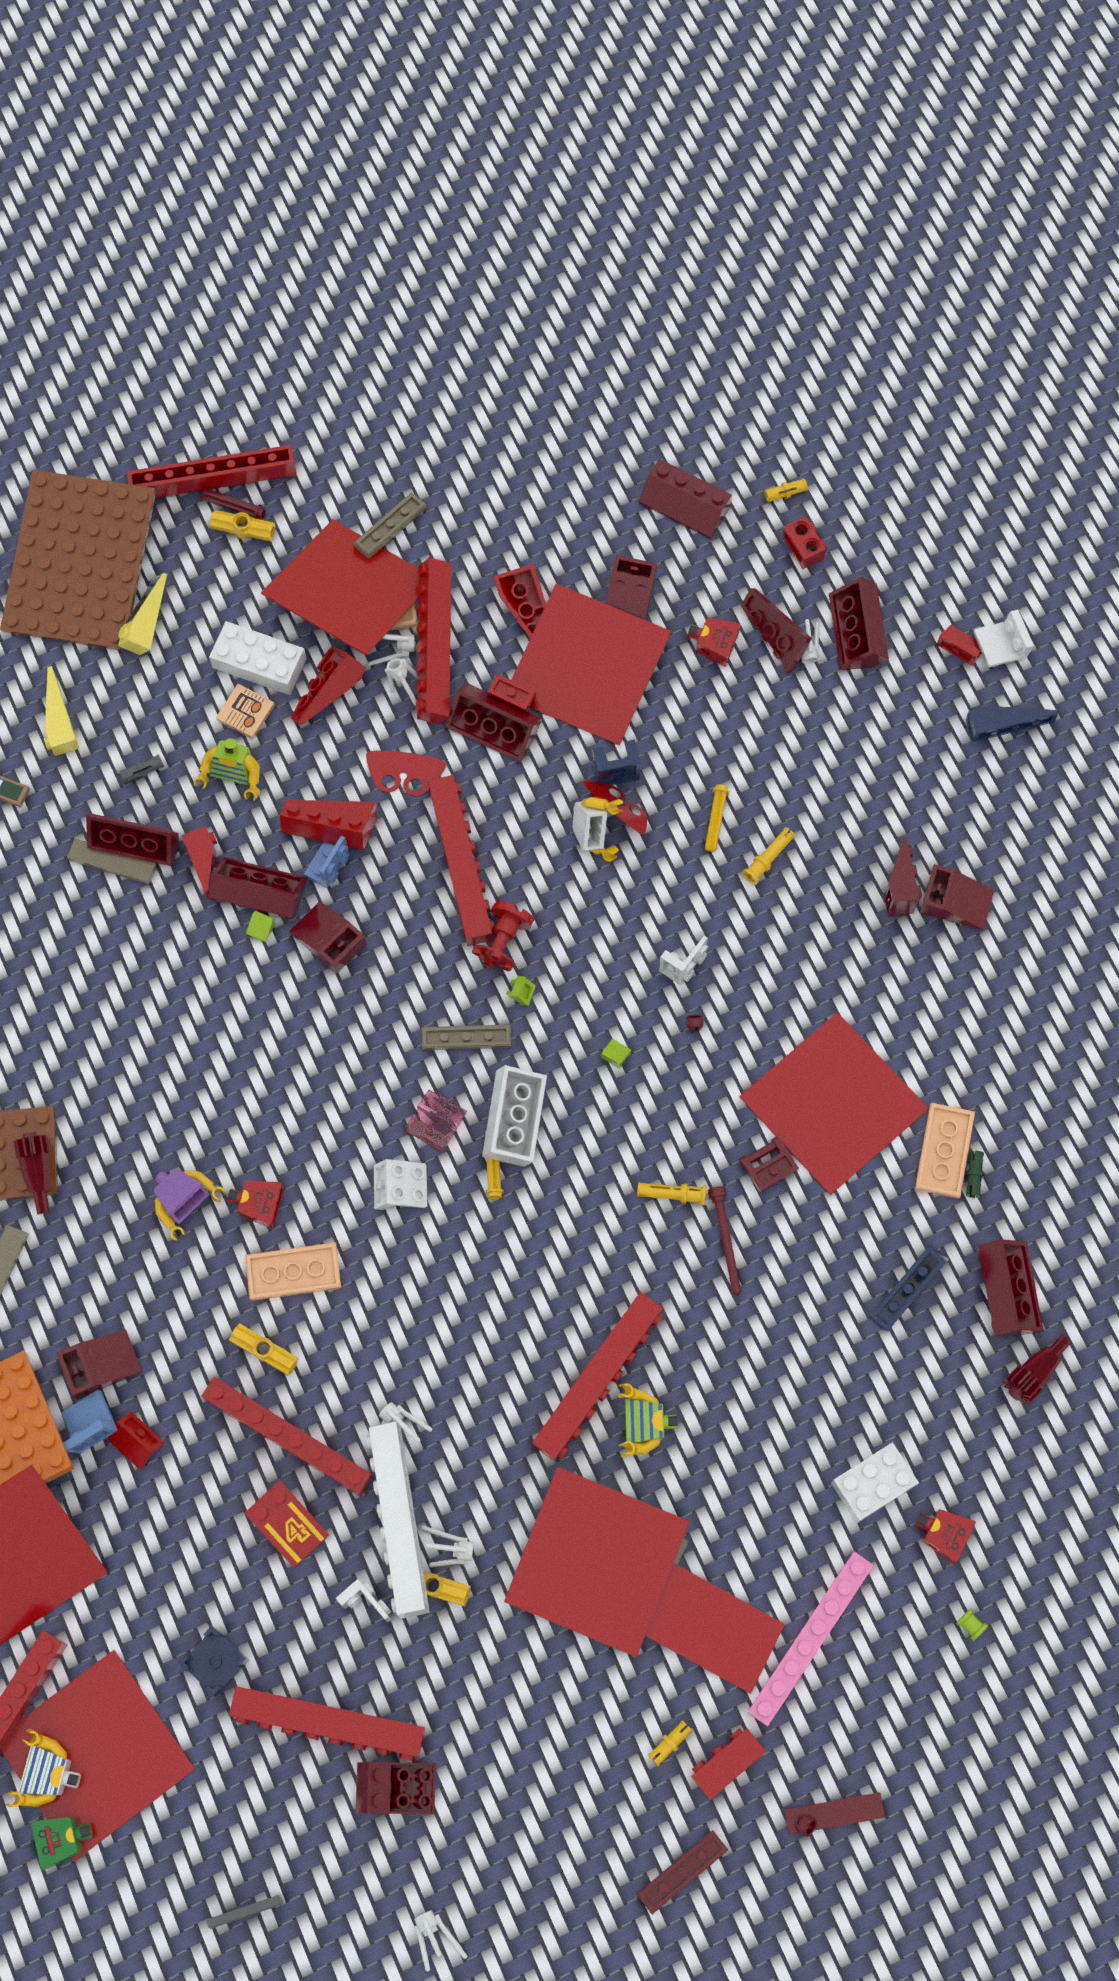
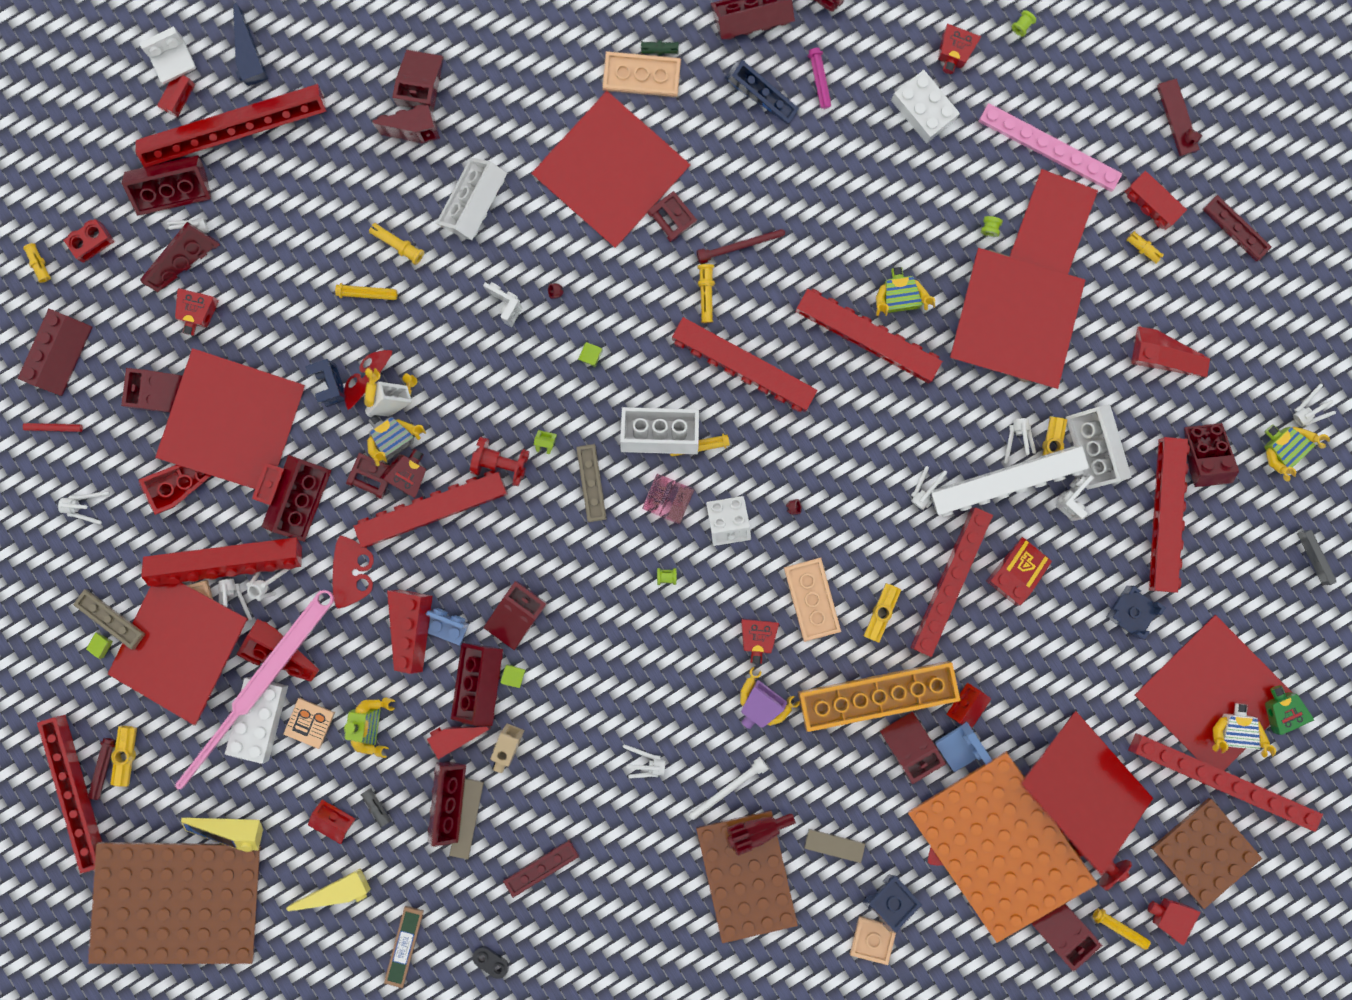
camera: 100 degrees left, 15 degrees up
(41, 934) = (541, 868): none -> dark red tile
(109, 1184) = (758, 767): none -> white piece
(130, 1069) = (655, 767): none -> white plant
(135, 722) = (331, 821): none -> red panel
(166, 1331) = (878, 696): none -> light orange brick
(183, 909) = (506, 747): none -> tan torso
(302, 668) = (264, 677): none -> bright pink piece
(345, 1107) = (666, 576): none -> lime bush
(363, 513) = (99, 645): none -> lime slope
(389, 1894) = (1289, 447): none -> torso
(405, 1268) = (794, 507): none -> dark red hinge
(424, 1645) = (1102, 445): none -> white slope
(504, 835) = (405, 473): none -> dark red torso
(514, 803) = (366, 466): none -> dark red plate
(516, 499) = (71, 505): none -> white plant
(533, 1749) = (1162, 352): none -> red wedge
(545, 823) = (390, 437): none -> torso
(581, 1225) = (743, 364): none -> red brick
(605, 490) = (52, 427): none -> red bar
(716, 1546) = (991, 226): none -> lime wheel
(812, 941) = (472, 198): none -> white slope
(919, 696) = (230, 125): none -> red brick
(922, 1360) = (820, 78): none -> dark pink axle

